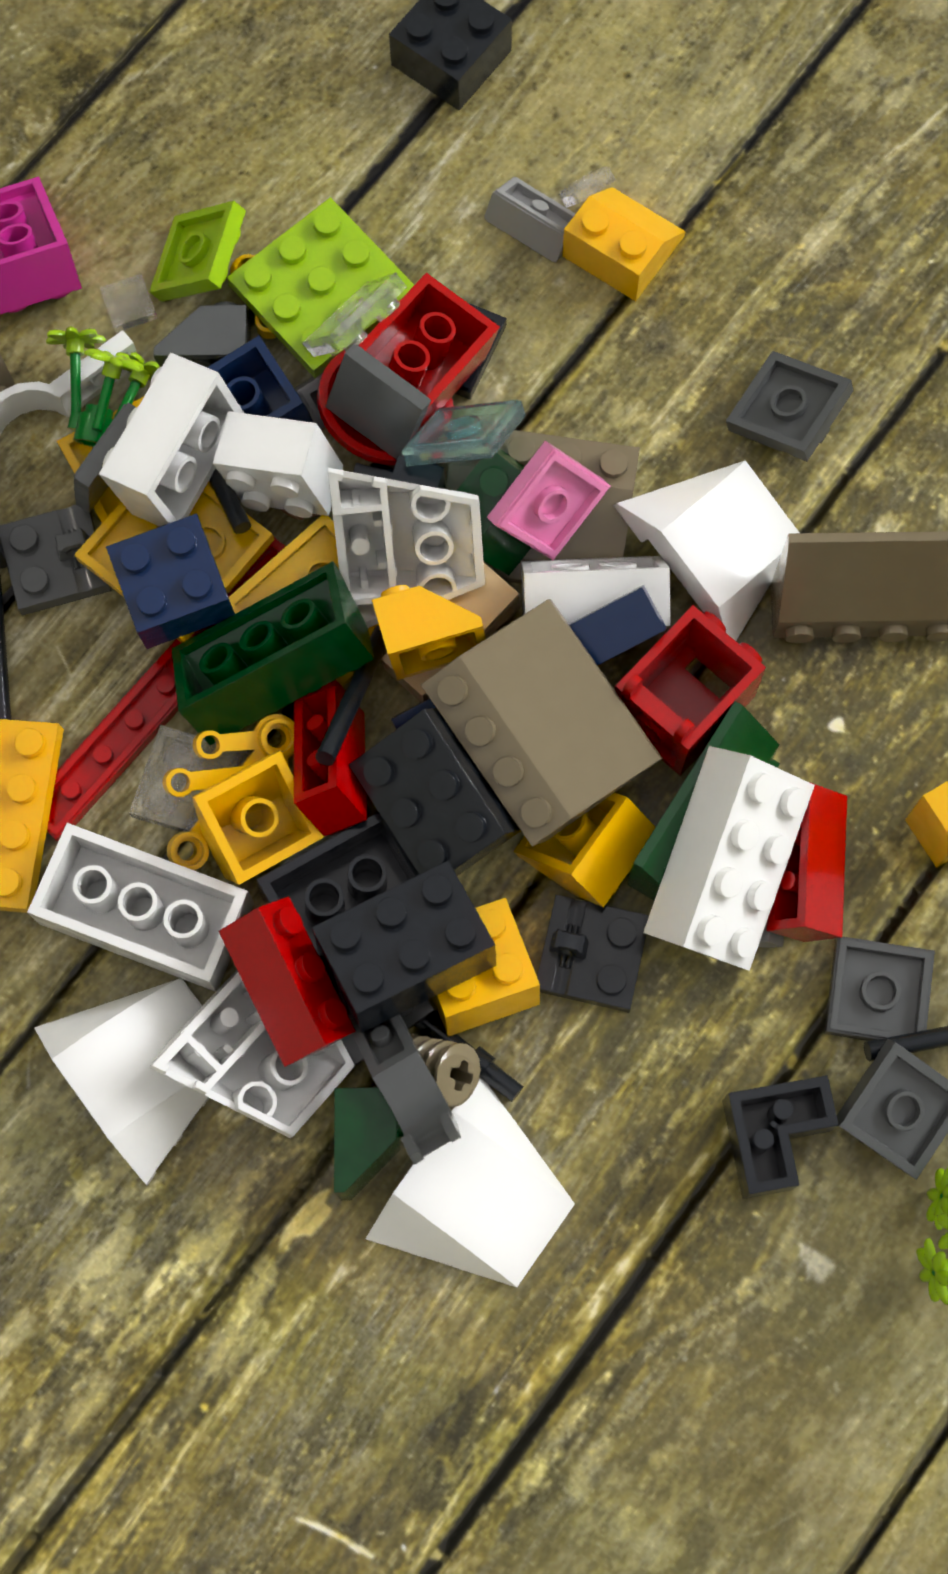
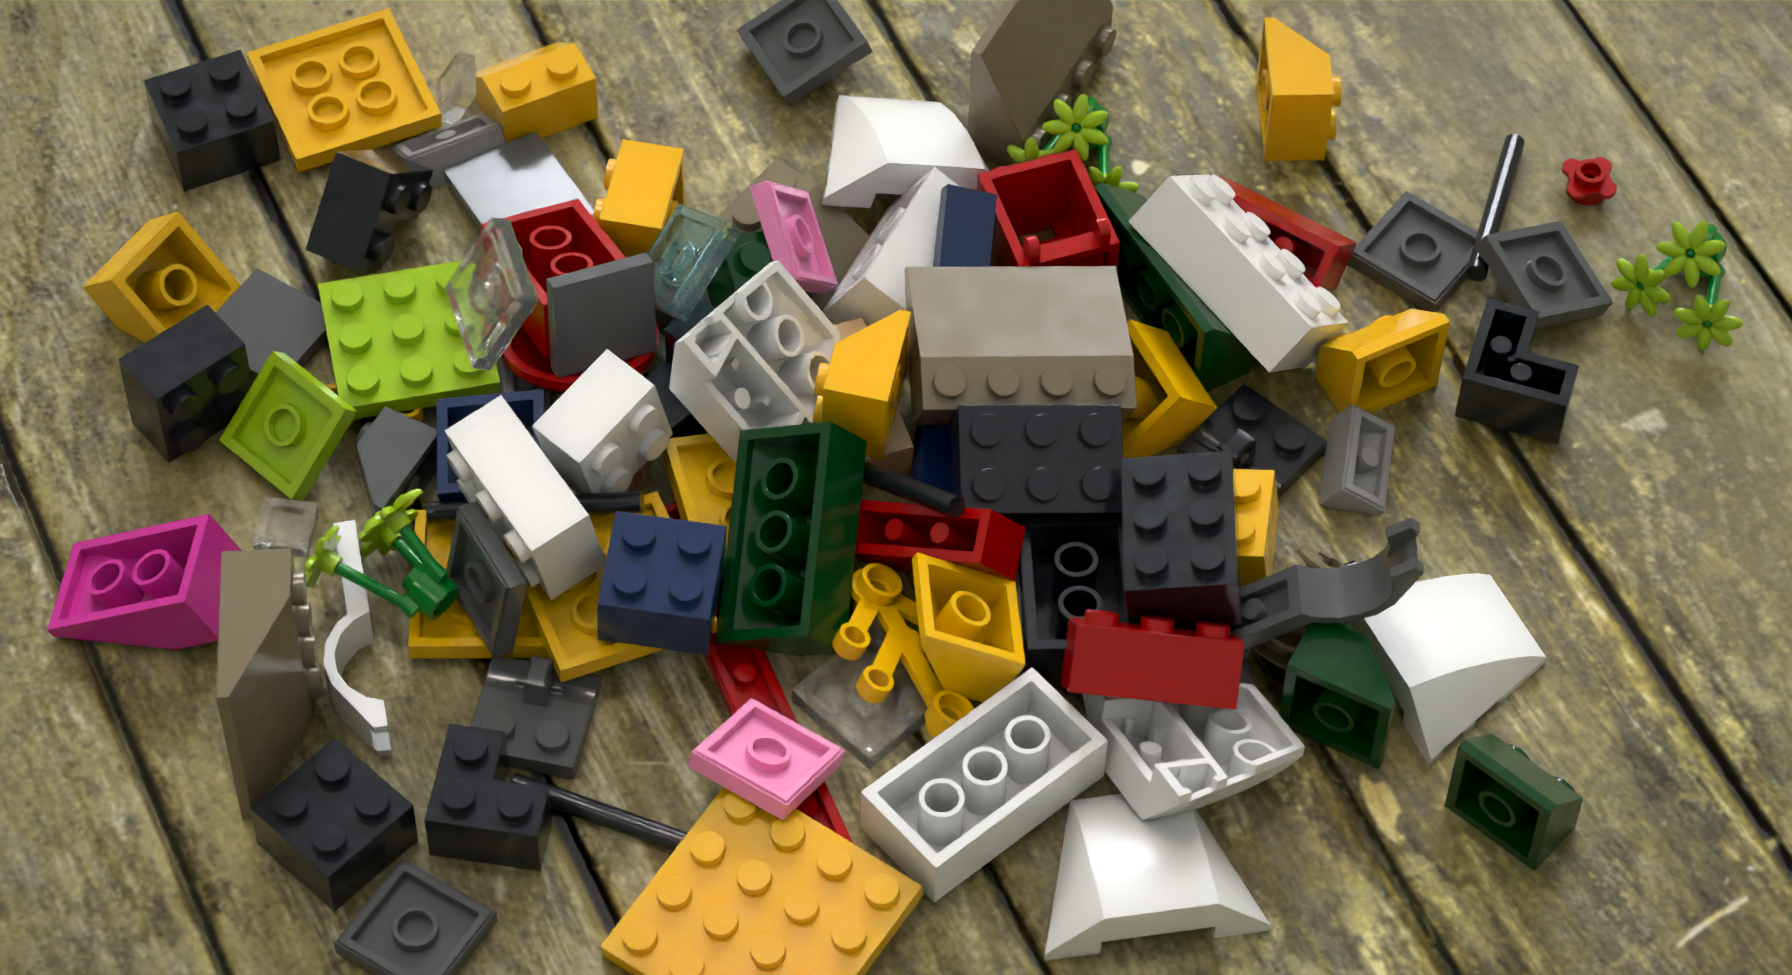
camera: 65 degrees left, 20 degrees down
(78, 739) = (766, 758): none -> bright pink tile
(188, 161) = (186, 383): none -> black brick
(282, 101) = (160, 278): none -> yellow slope
(287, 186) = (274, 318): none -> dark grey tile
(349, 1325) = (1511, 799): none -> dark green slope
(427, 183) = (363, 203): none -> black brick
(516, 285) = (511, 181): none -> tile
(533, 370) = (641, 194): none -> yellow brick
(541, 112) = (344, 89): none -> yellow plate
(629, 1044) = (1357, 462): none -> light grey slope
(730, 1013) = (1384, 360): none -> yellow slope
(831, 662) = (1083, 129): none -> lime plant

